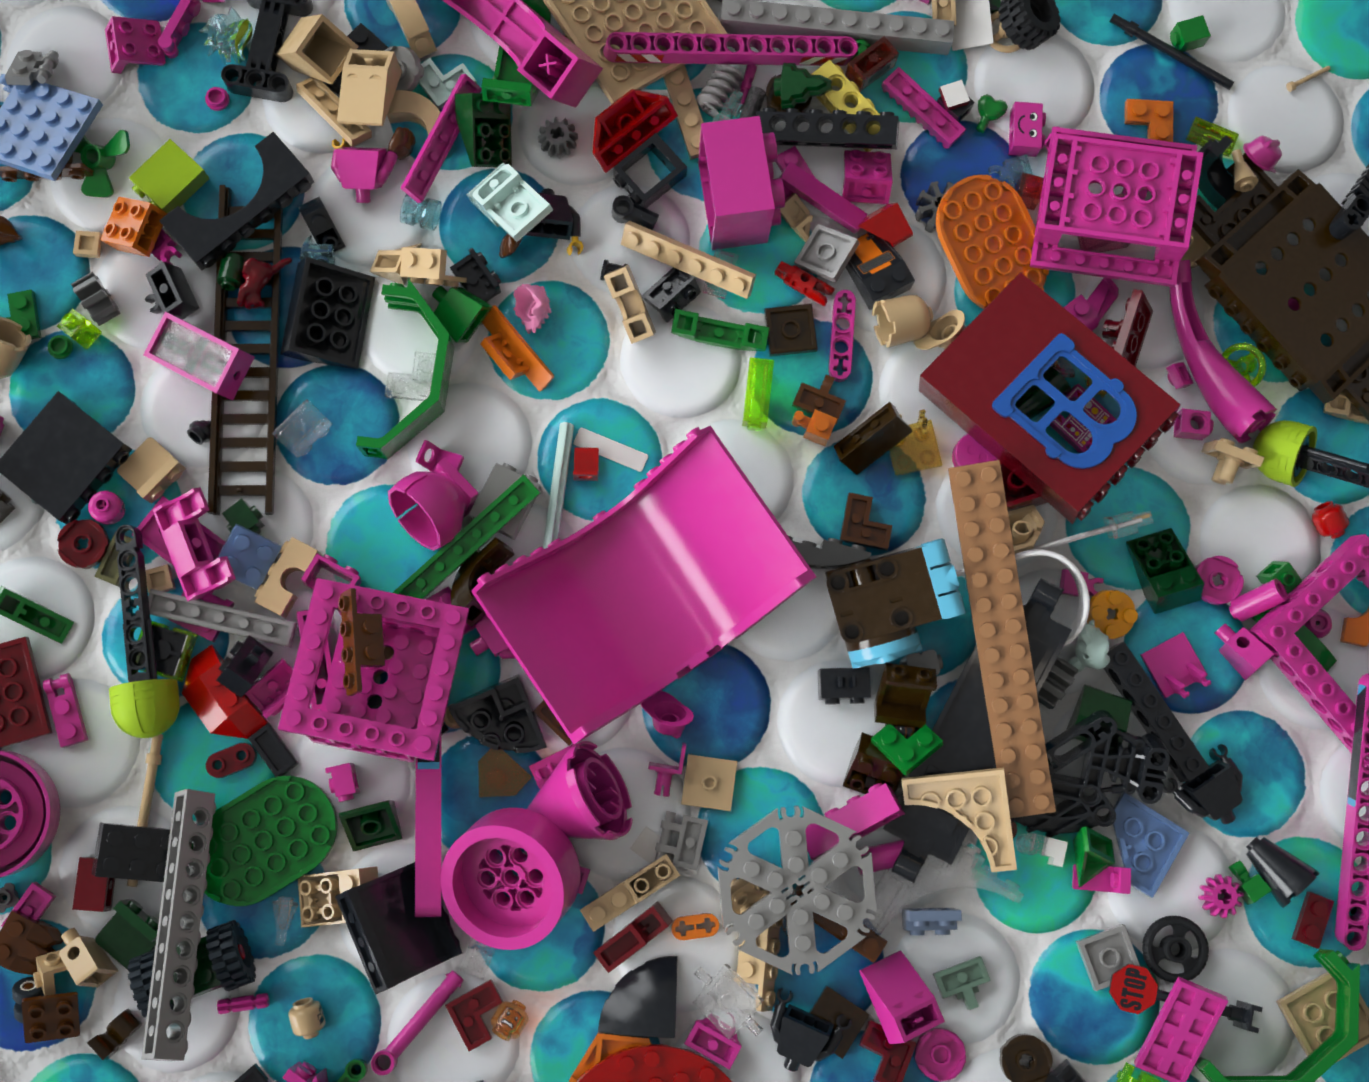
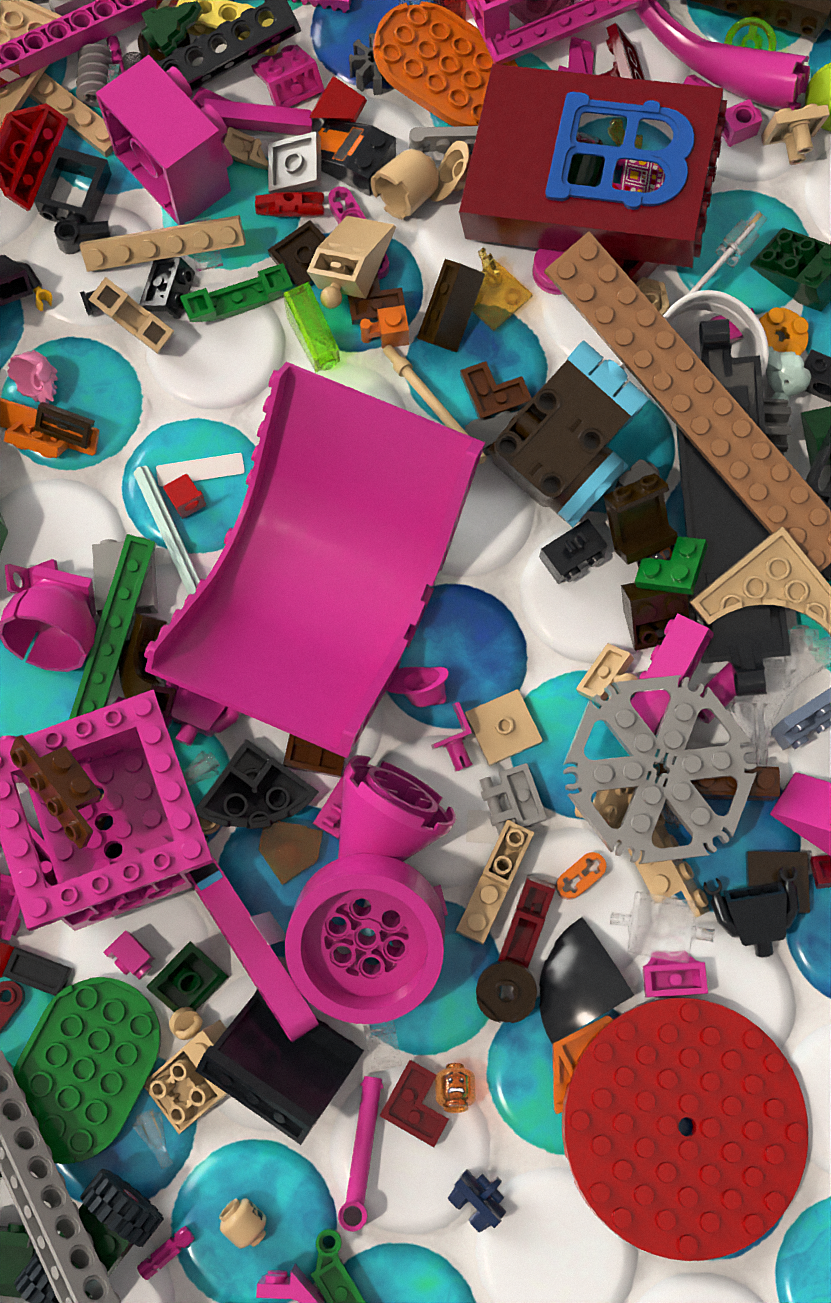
camera: 25 degrees left, 5 degrees down
(352, 853) = (185, 1023): none -> tan tile
(449, 824) = (268, 928): none -> sticker
(473, 677) = (201, 768): none -> clear cone
(532, 355) = (65, 420): none -> dark brown tile
(597, 964) = (506, 1009): none -> dark brown plate
(808, 464) = (404, 369): none -> tan bar
(809, 792) = (606, 669): none -> tan plate
(823, 355) = (349, 259): none -> tan slope
(952, 299) = (441, 138): none -> light grey plate

